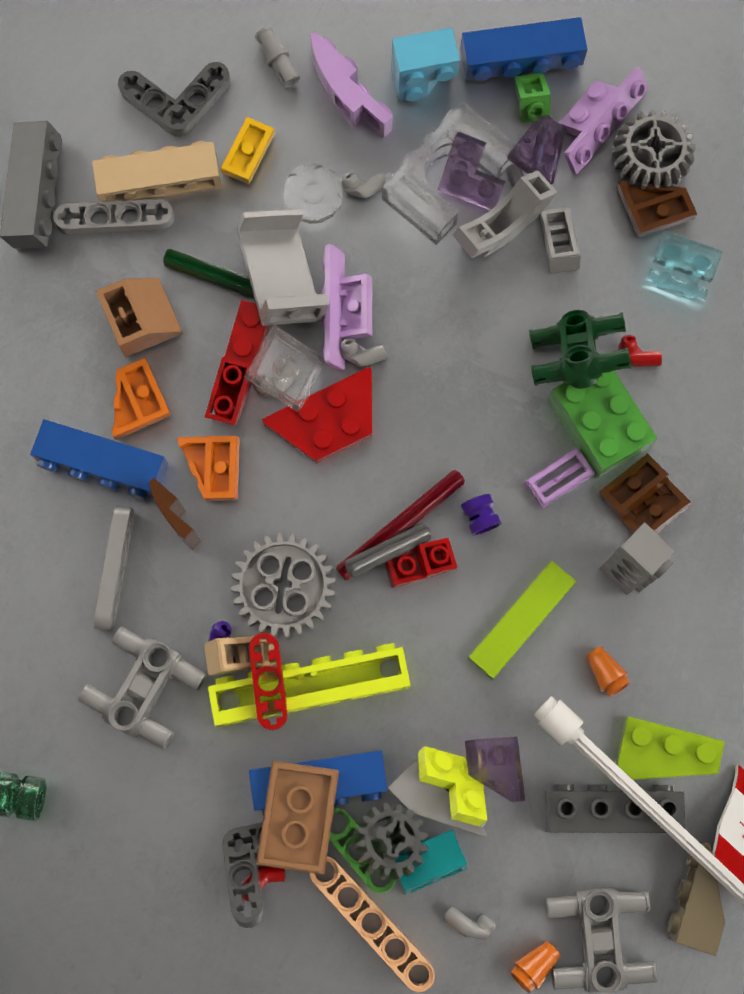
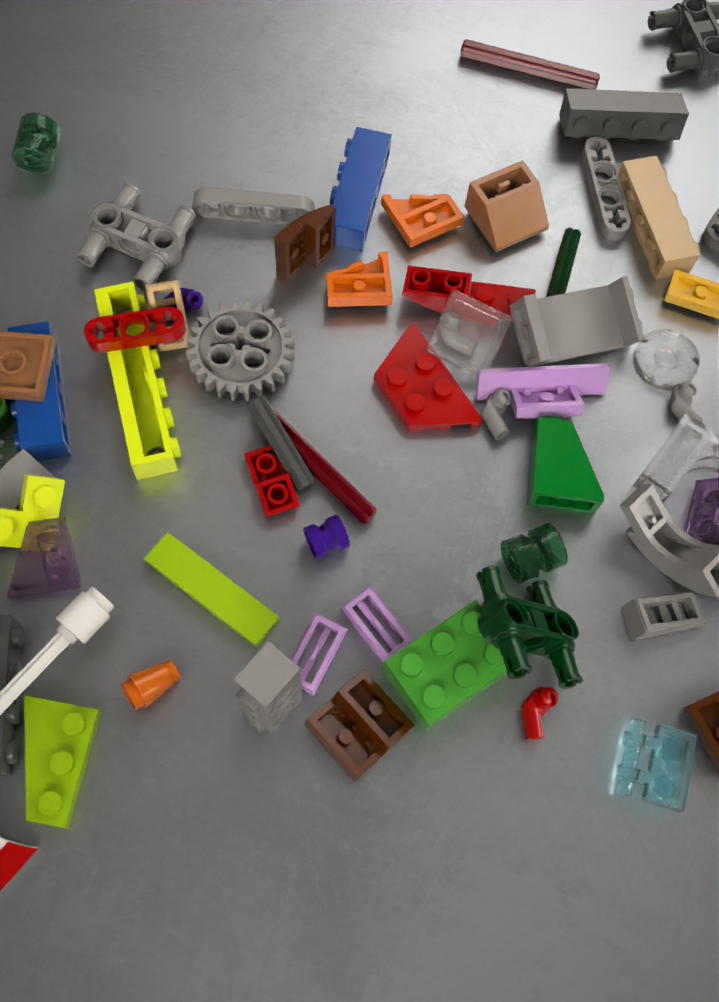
camera: 80 degrees right, 10 degrees down
(422, 304) = (560, 469): none -> green slope
(503, 333) = (540, 550): none -> clear green wheel
(579, 544) = (329, 627): none -> lavender tile

